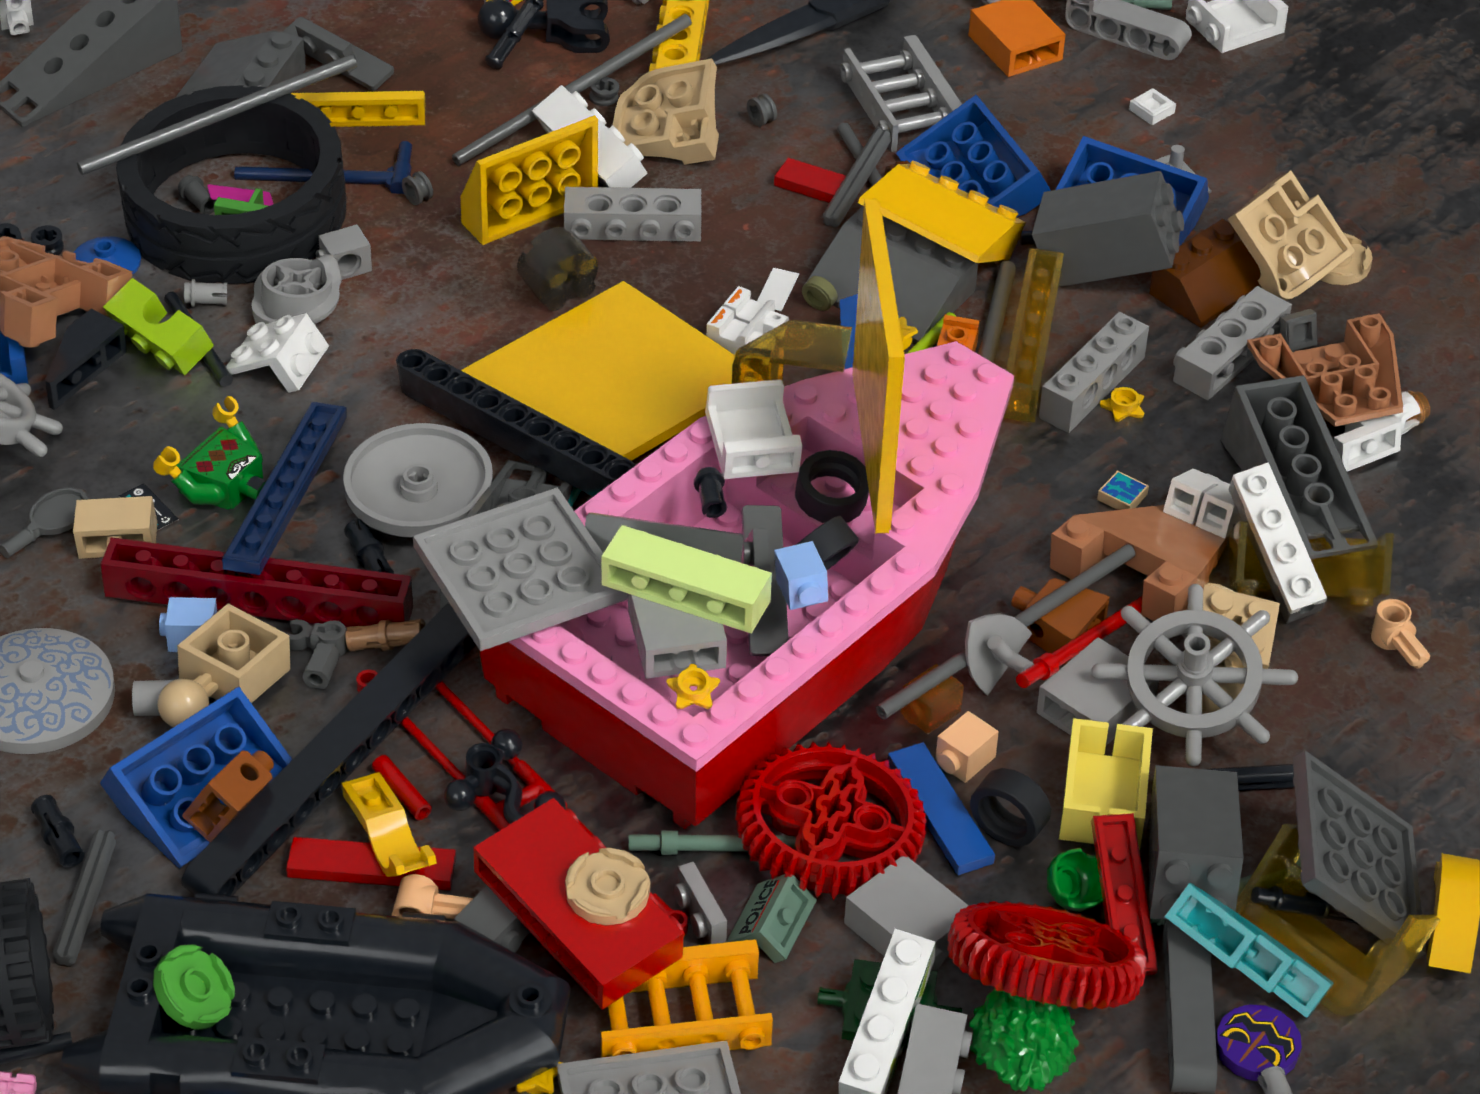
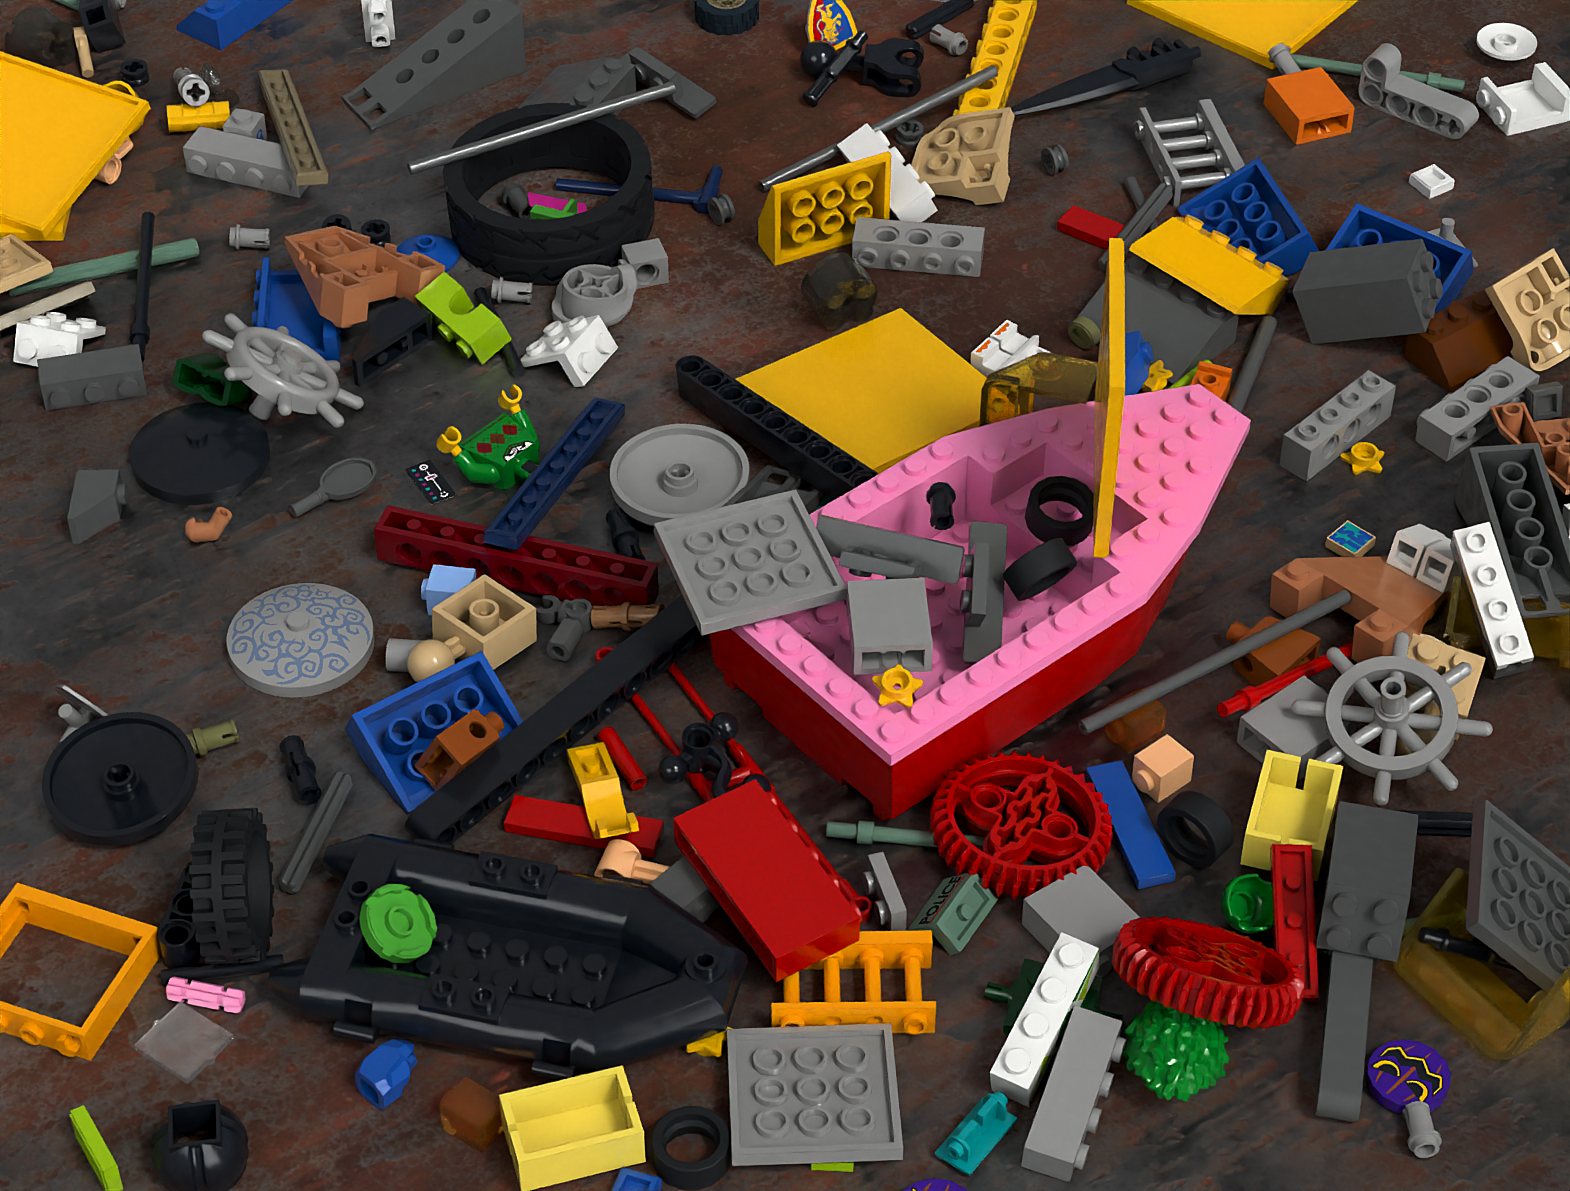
camera: 10 degrees right, 0 degrees up
(112, 517) = (394, 488): tan brick -> none
(370, 108) = (687, 133): yellow fence -> none
(607, 886) = (793, 866): tan tile -> none
(686, 579) = (901, 583): yellowish green brick -> none
(752, 429) = (989, 450): white panel -> none
(778, 287) = (1047, 325): white sticker -> none
(801, 575) = (1014, 590): light blue brick -> none
(994, 646) = (1200, 675): light grey shield -> none
(1033, 332) = (1281, 386): clear yellow brick -> none
(1249, 949) = (1408, 986): teal slope -> none

